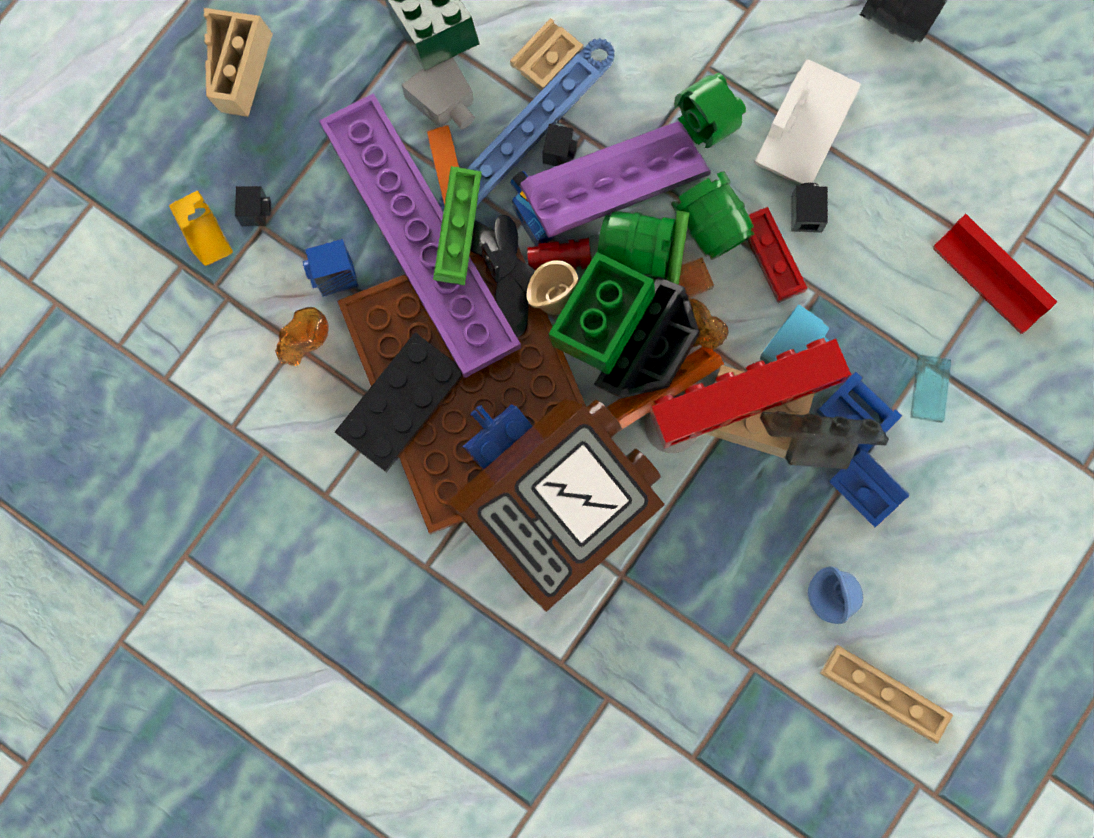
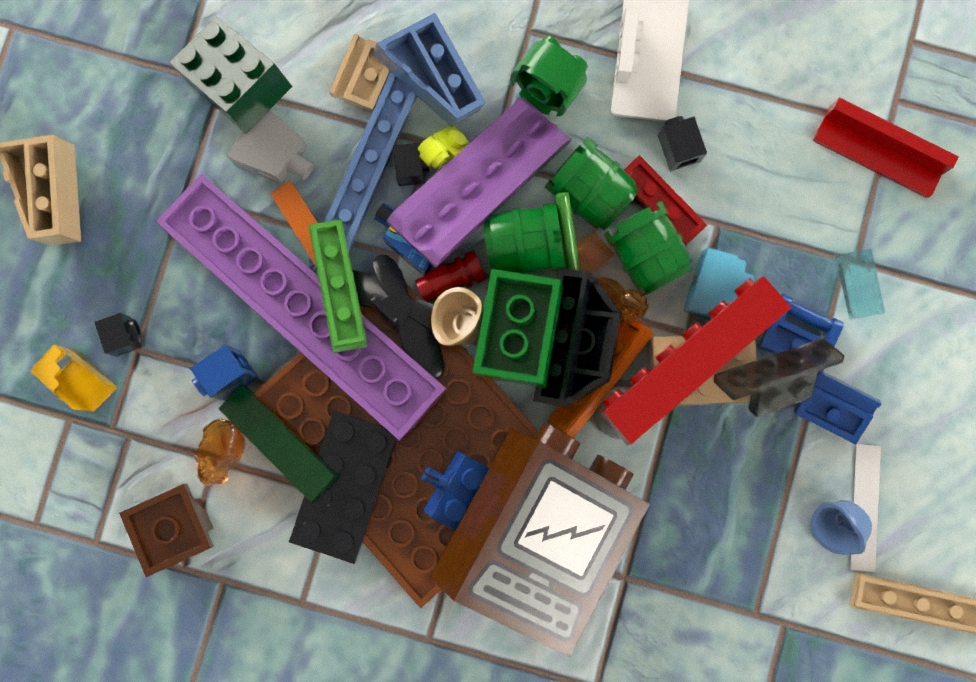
camera: 25 degrees left, 5 degrees up
(234, 385) = (168, 529): none -> reddish brown panel
(356, 343) = (278, 443): none -> dark green tile
(591, 138) = (442, 147): none -> neon yellow plate
(607, 69) = (432, 69): none -> medium blue wedge
(746, 288) = (650, 249): none -> green piece
(870, 580) = (867, 497): none -> white sticker

